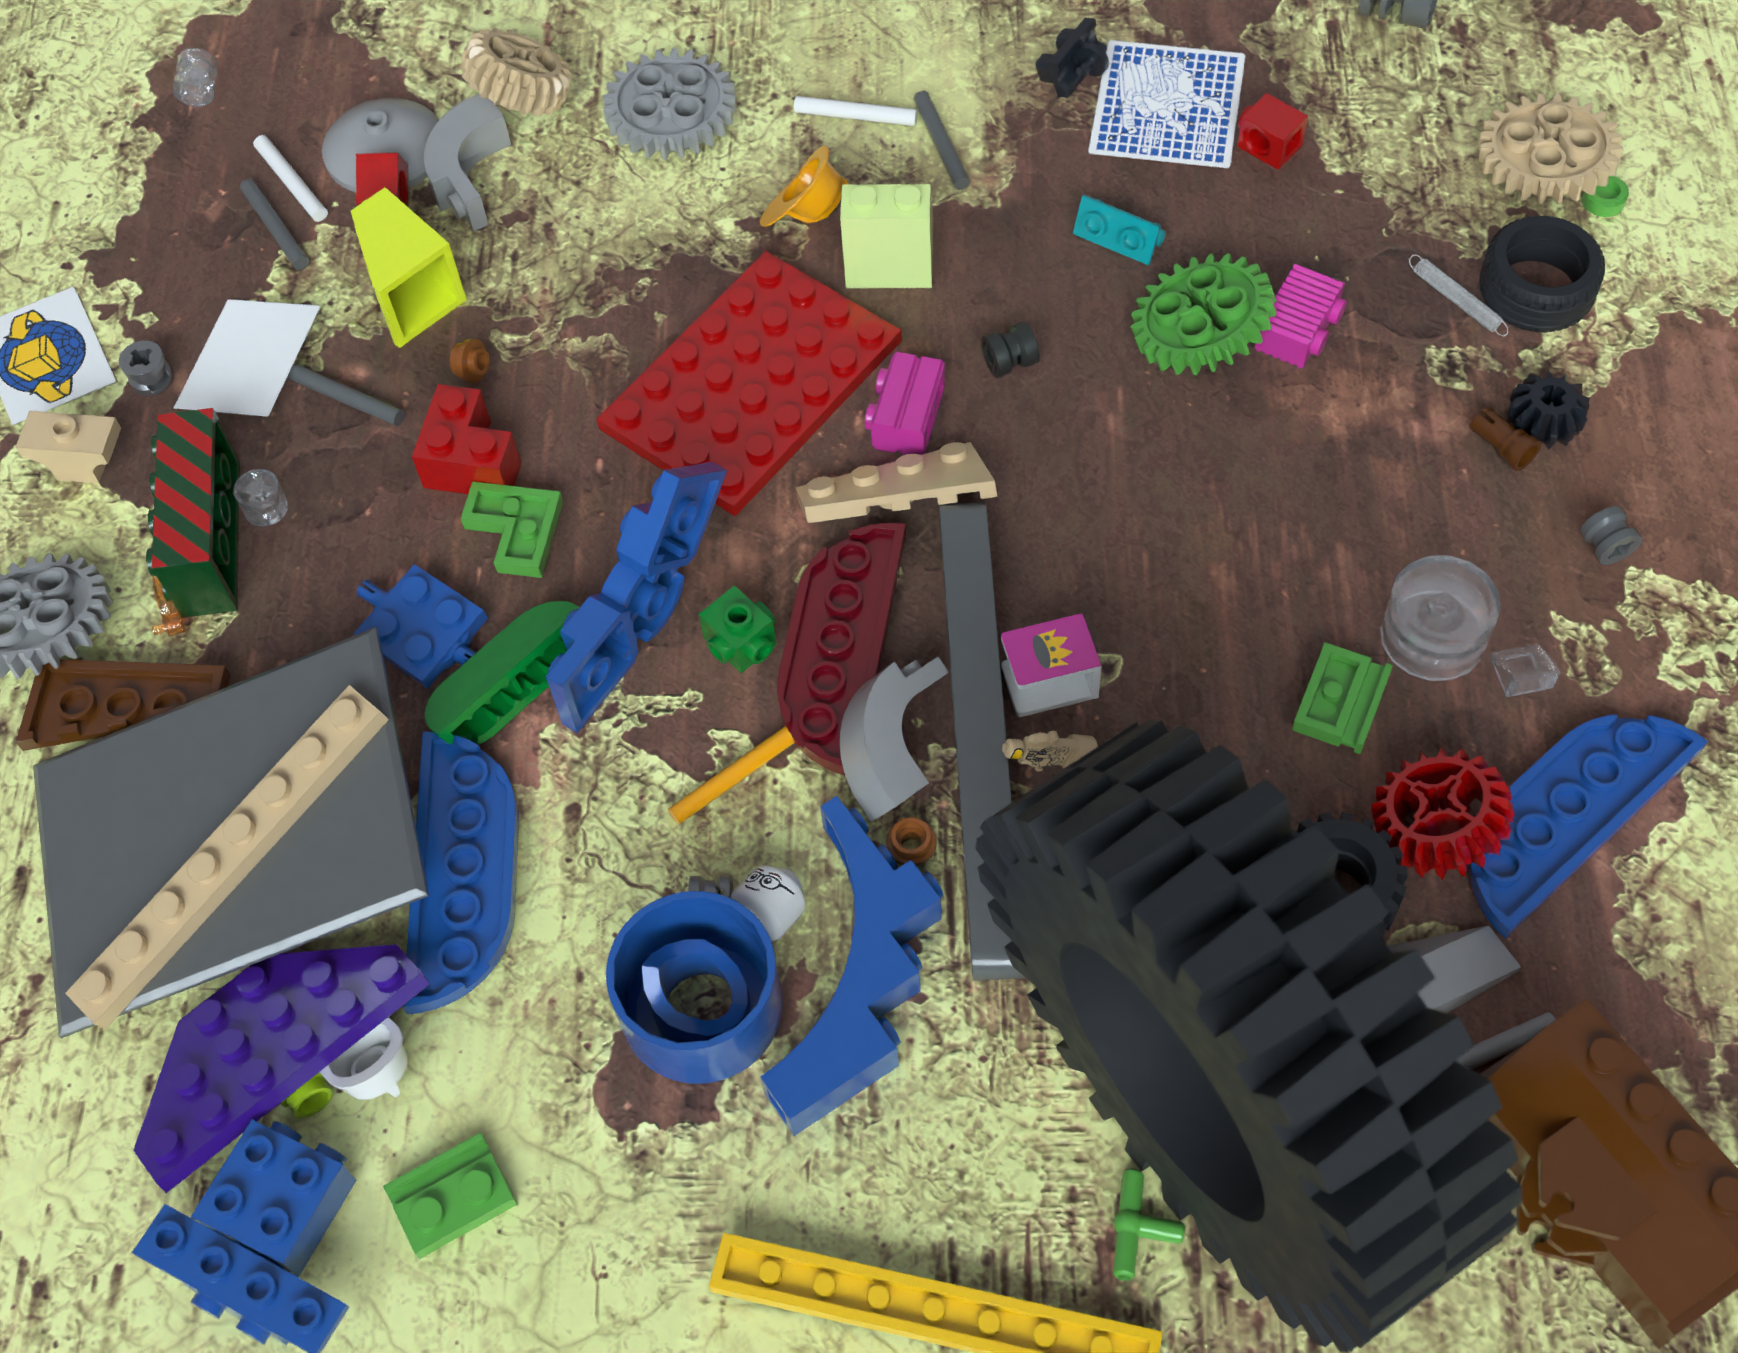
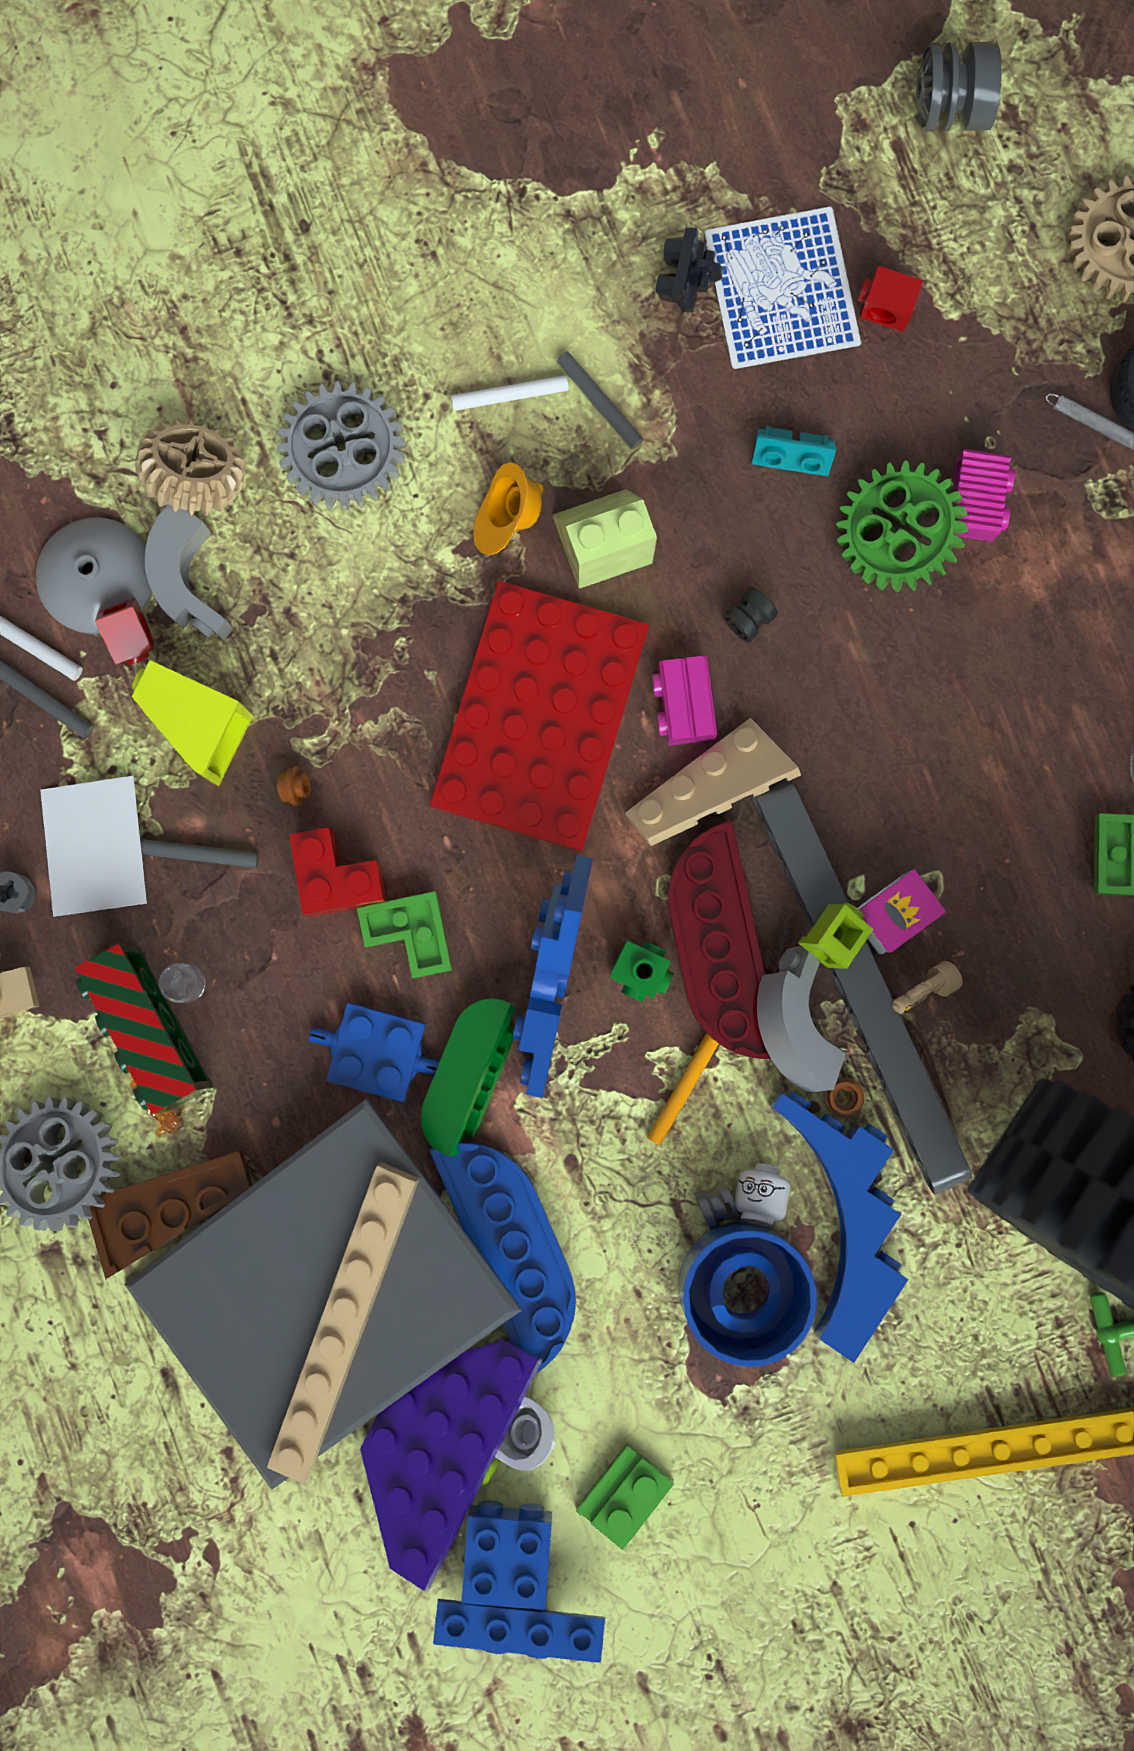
camera: 25 degrees left, 25 degrees up
(947, 645) = (849, 936): none -> lime brick

